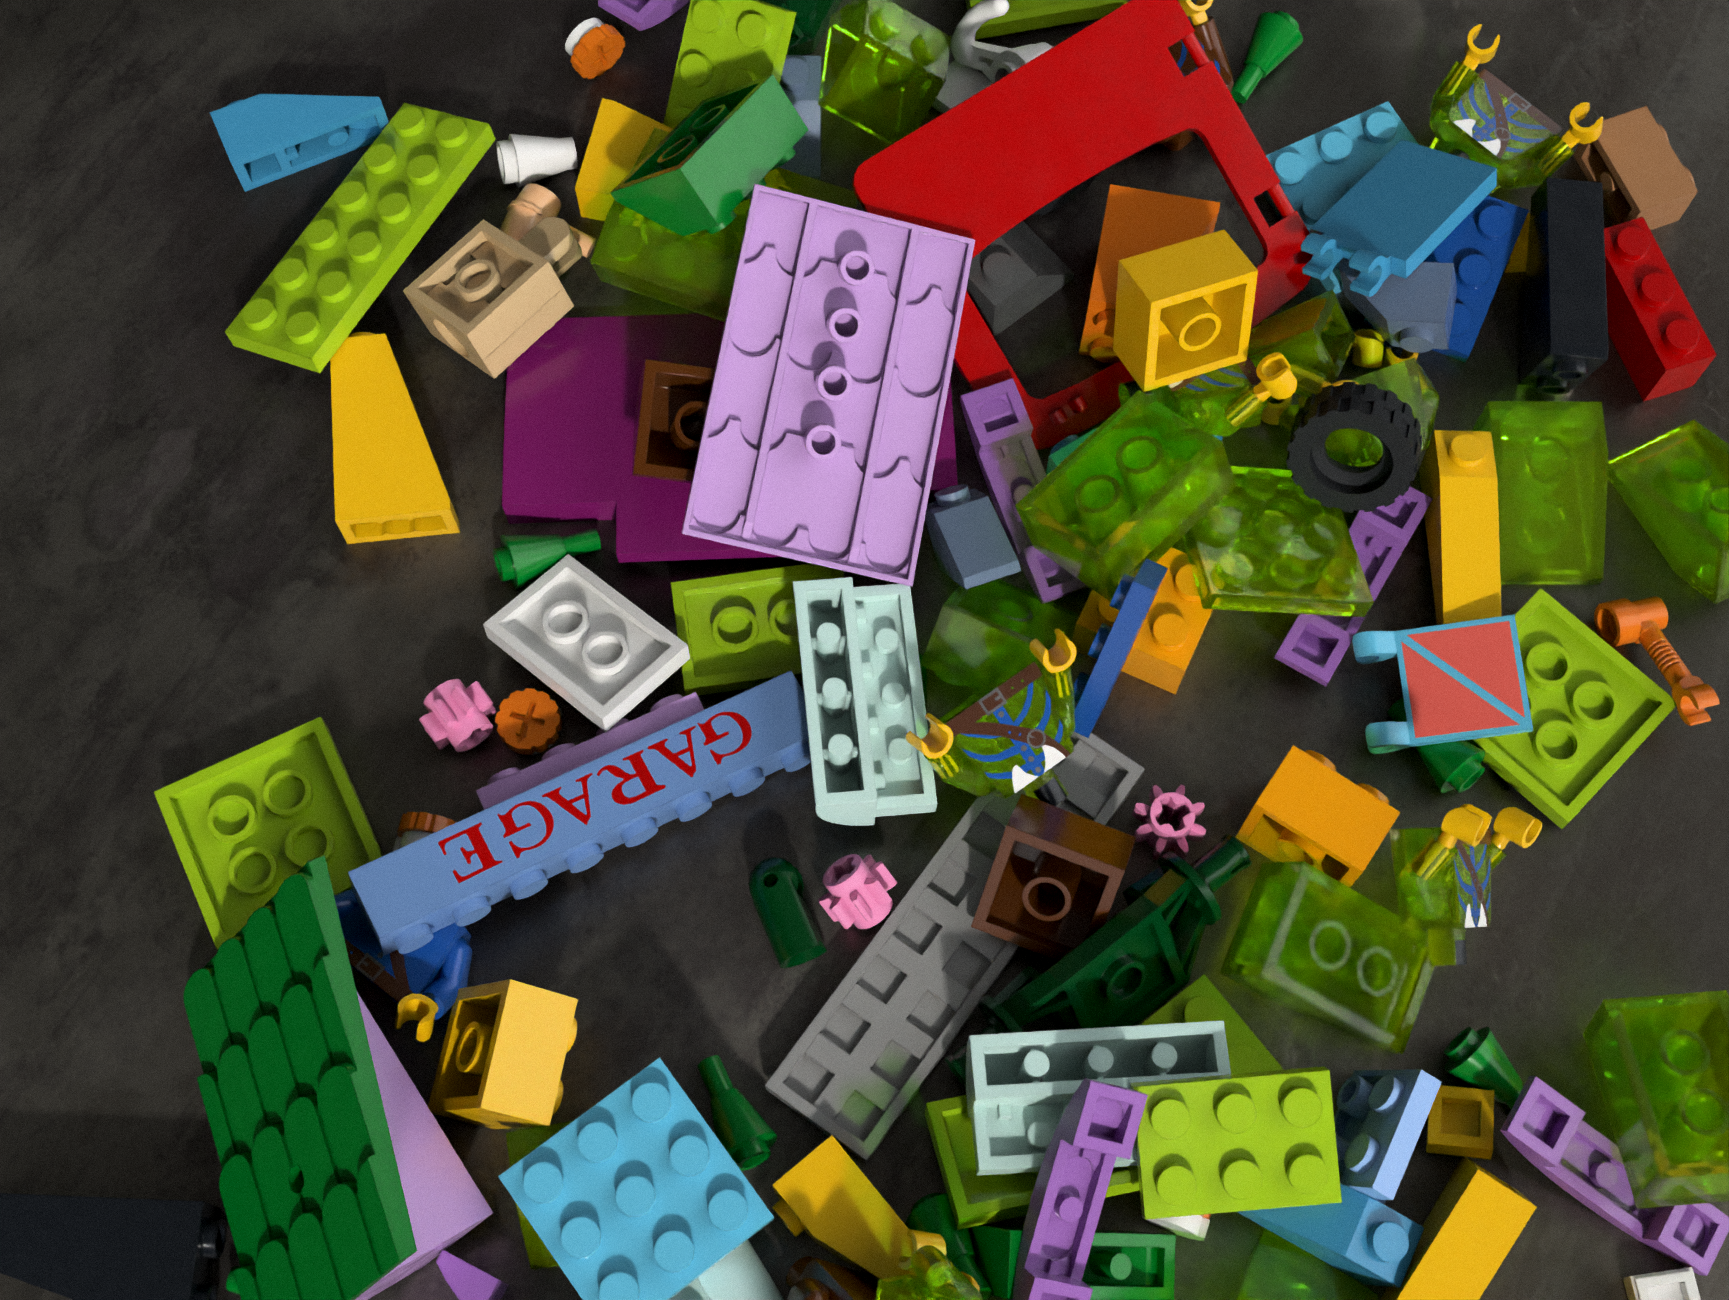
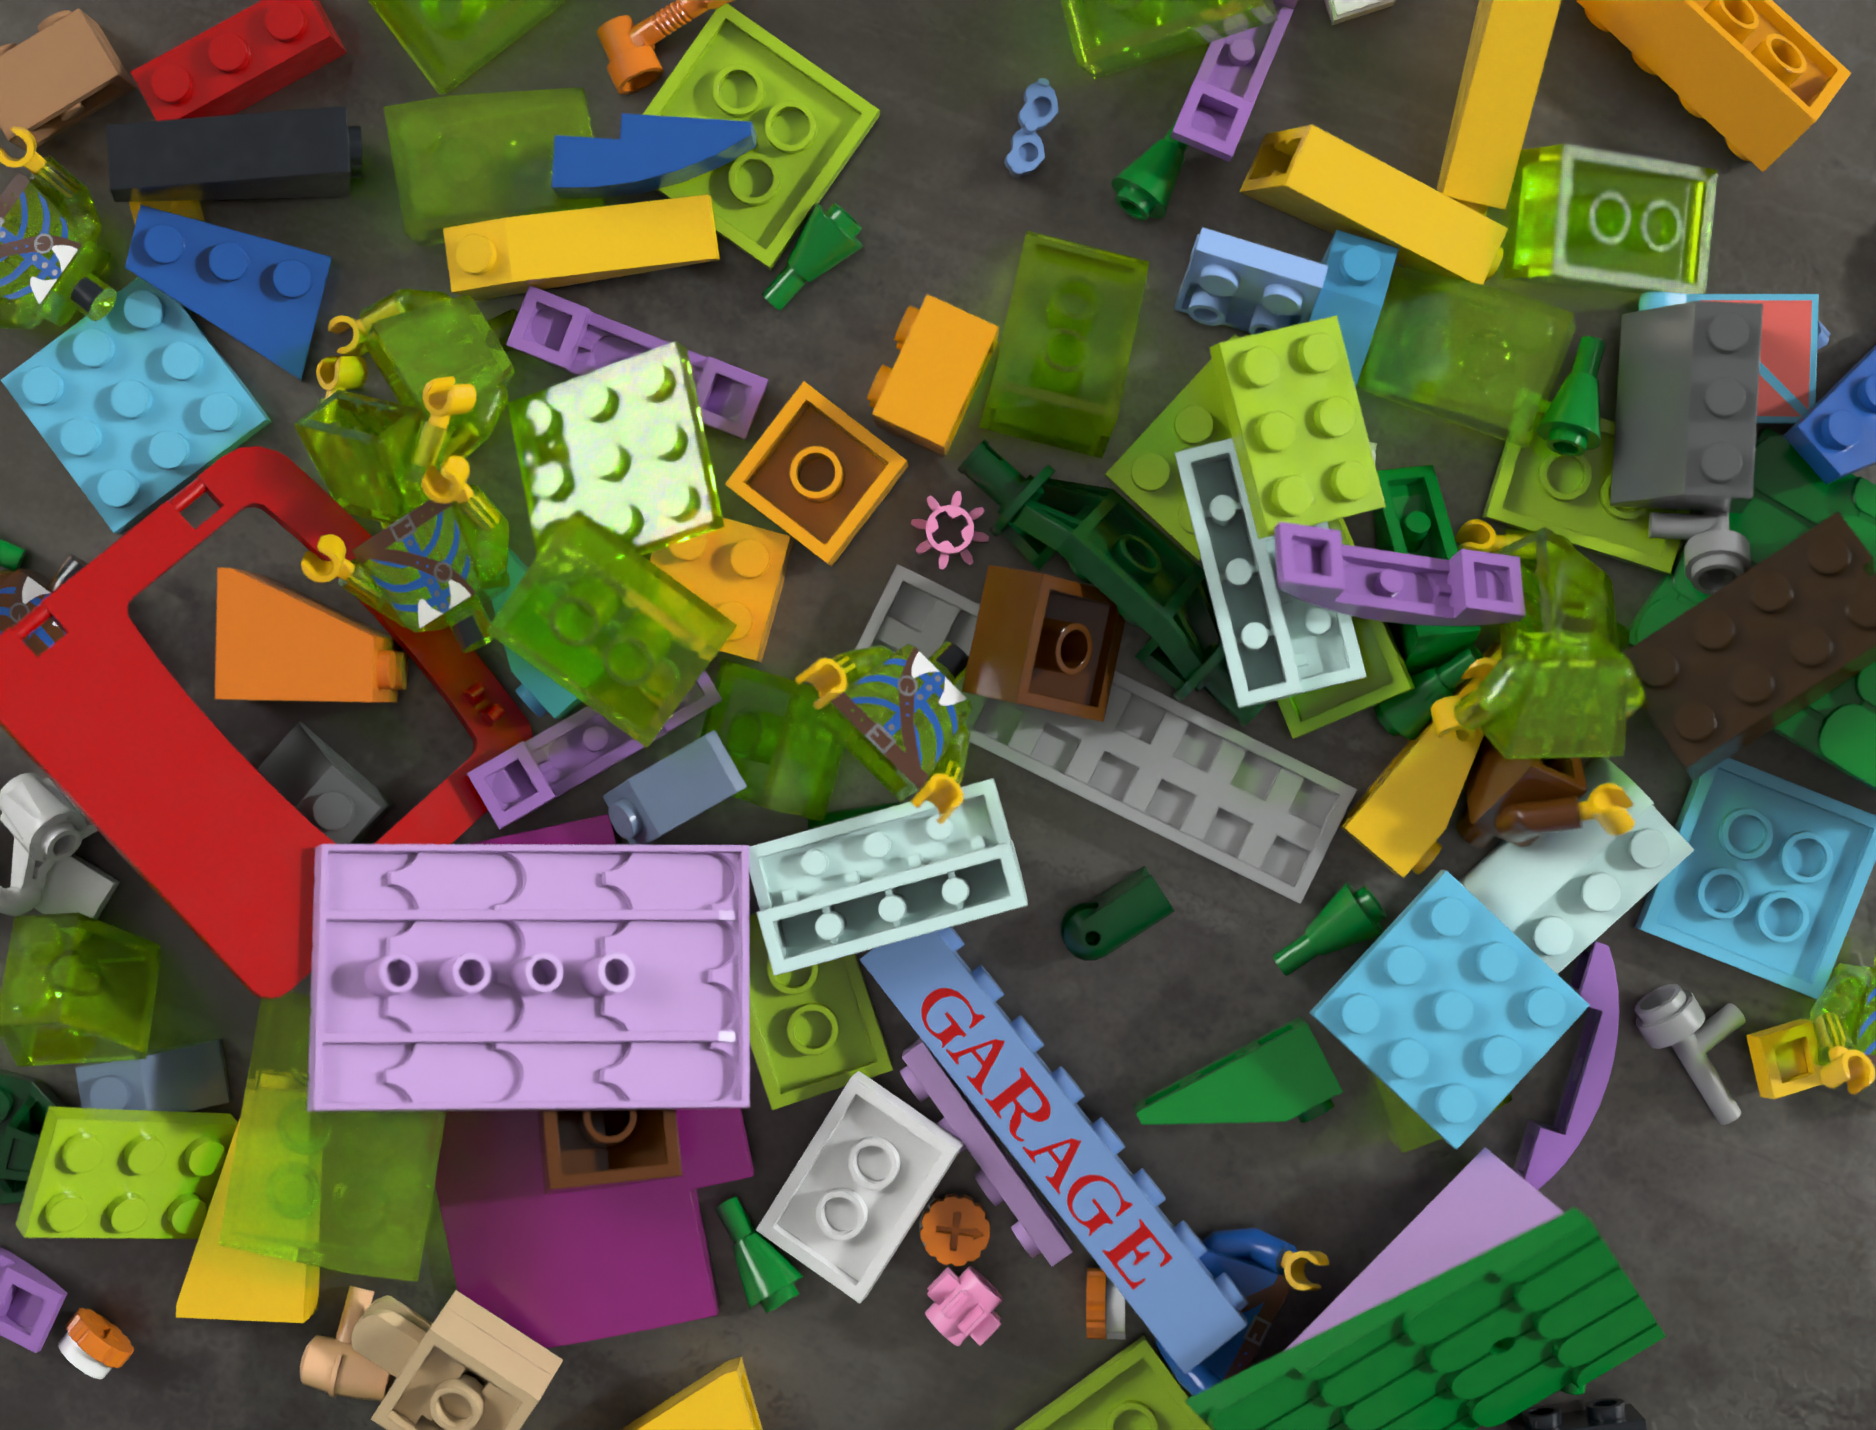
camera: 100 degrees left, 20 degrees up
(504, 1055) = (1328, 1172): yellow brick -> none
(533, 158) = (257, 1380): white cone -> none
(609, 1031) = (1260, 1082): none -> green slope
(714, 159) = (265, 1166): green slope -> none
(857, 891) = (1083, 845): bright pink gear -> none
(1114, 643) = (782, 616): blue plate -> none
(1184, 310) = (383, 594): yellow brick -> none
(1236, 709) = (817, 474): none -> light orange brick
(1362, 409) = (474, 381): black tyre -> none
(1397, 214) = (183, 359): dark azure tile -> none
(1409, 311) = (289, 336): sand blue slope -> none
(1447, 874) = (970, 235): clear neon green torso -> none
(1454, 681) = (749, 243): coral flag -> none
(1461, 1122) = (1213, 199): yellow plate -> none
(1544, 607) = (647, 156): none -> blue slope
(1551, 969) = (1037, 112): none -> medium blue piece

